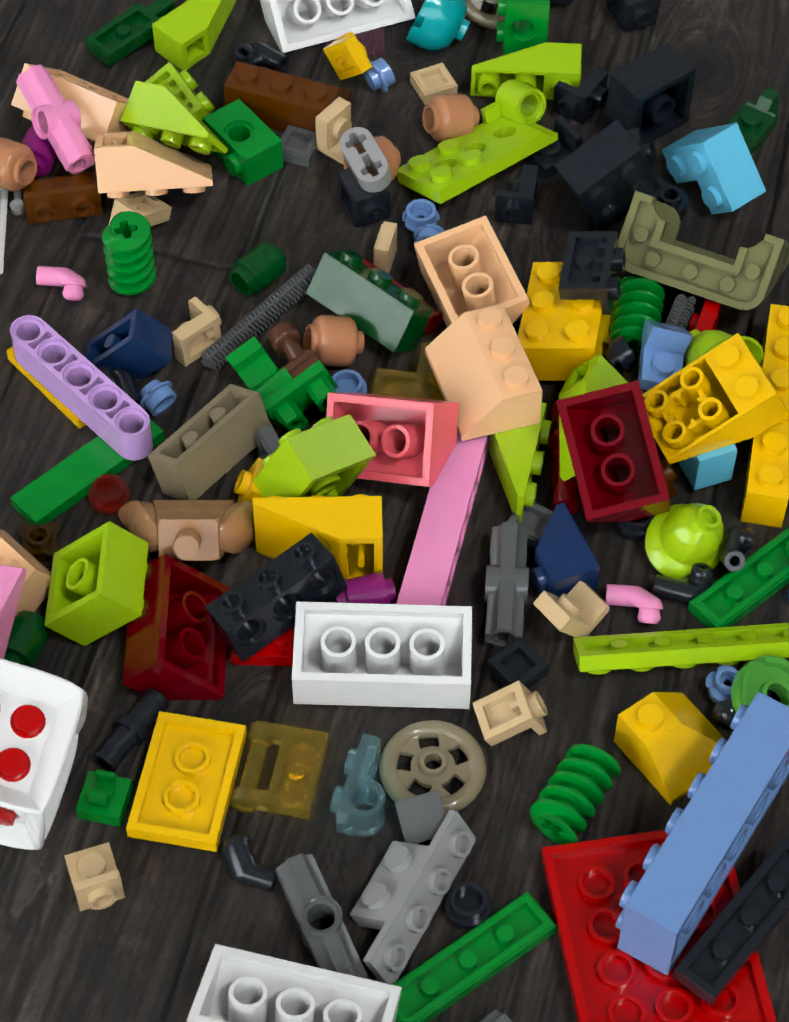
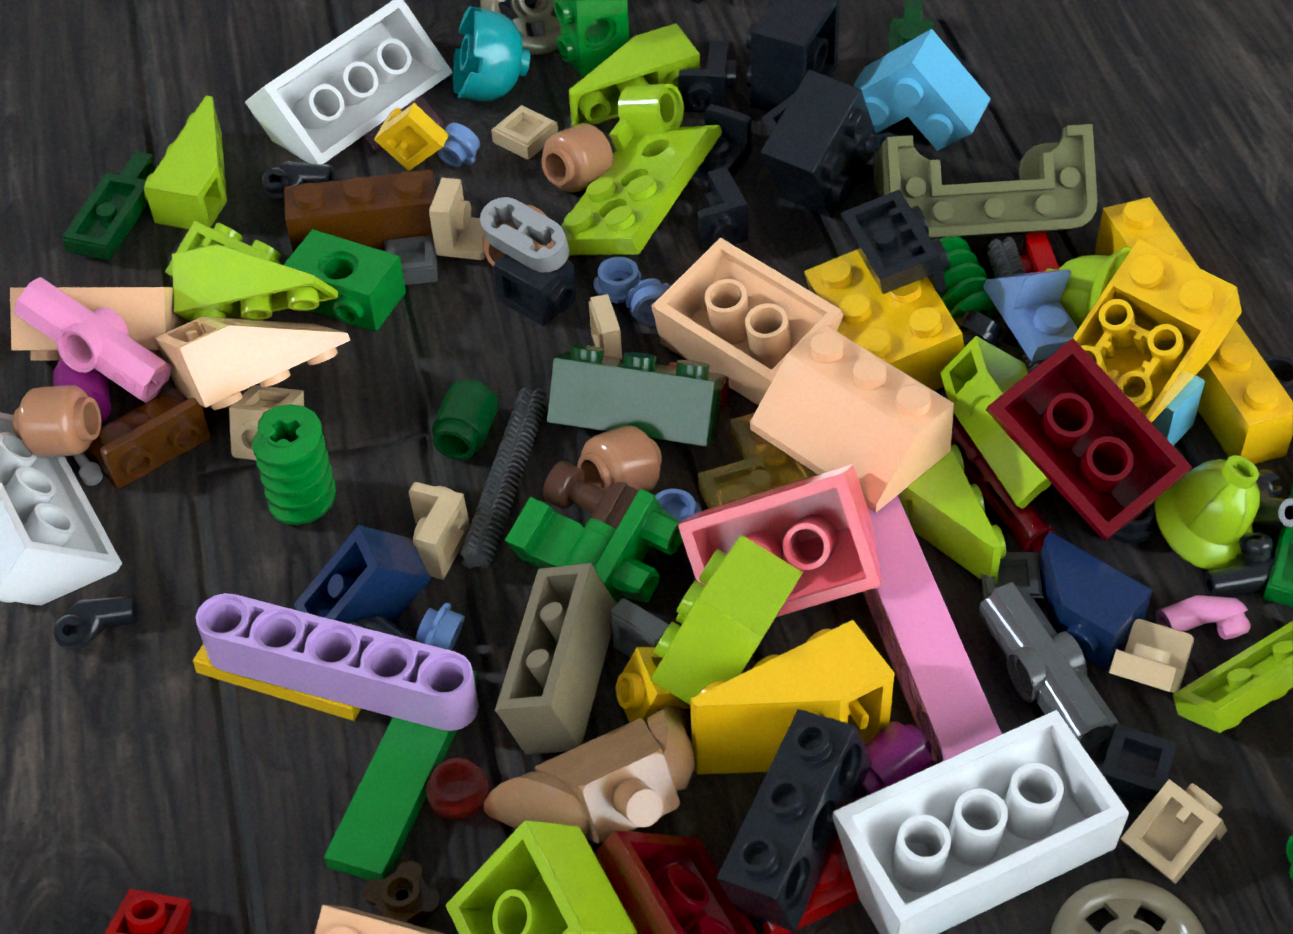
camera: 25 degrees left, 5 degrees down
(62, 277) = (213, 534): bright pink arm -> none

